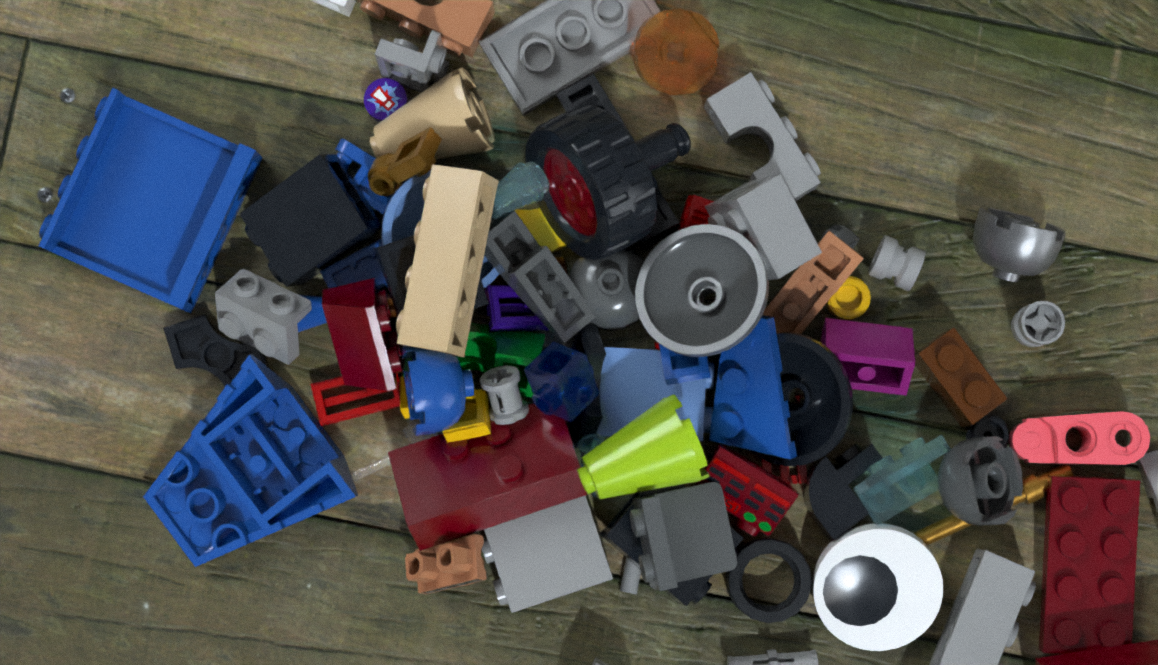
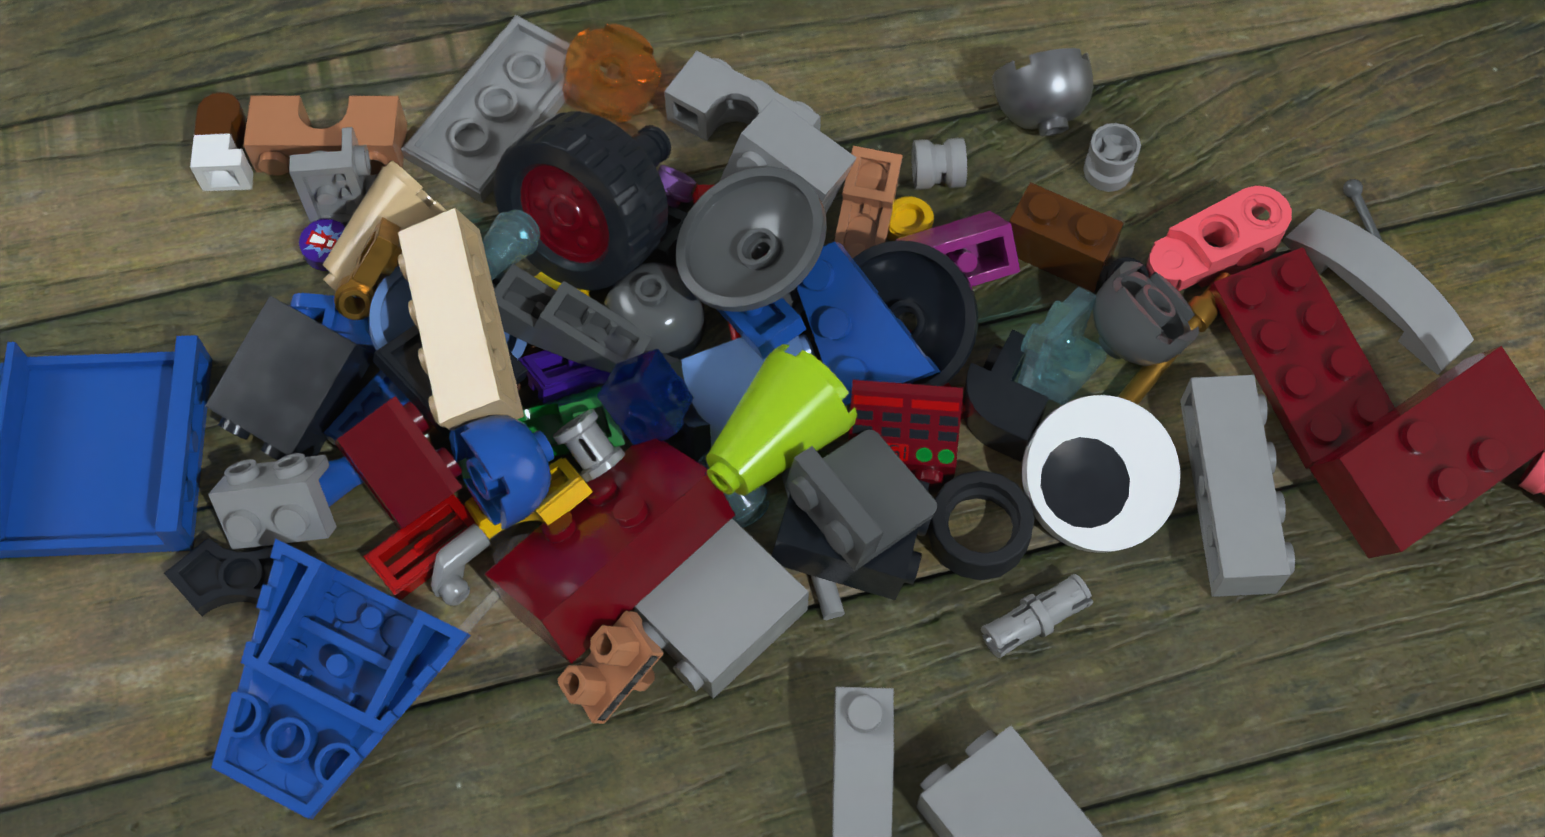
camera: 25 degrees left, 20 degrees down
(372, 420) = (450, 565): none -> light grey arm
(676, 180) = (676, 185): none -> medium lavender plate

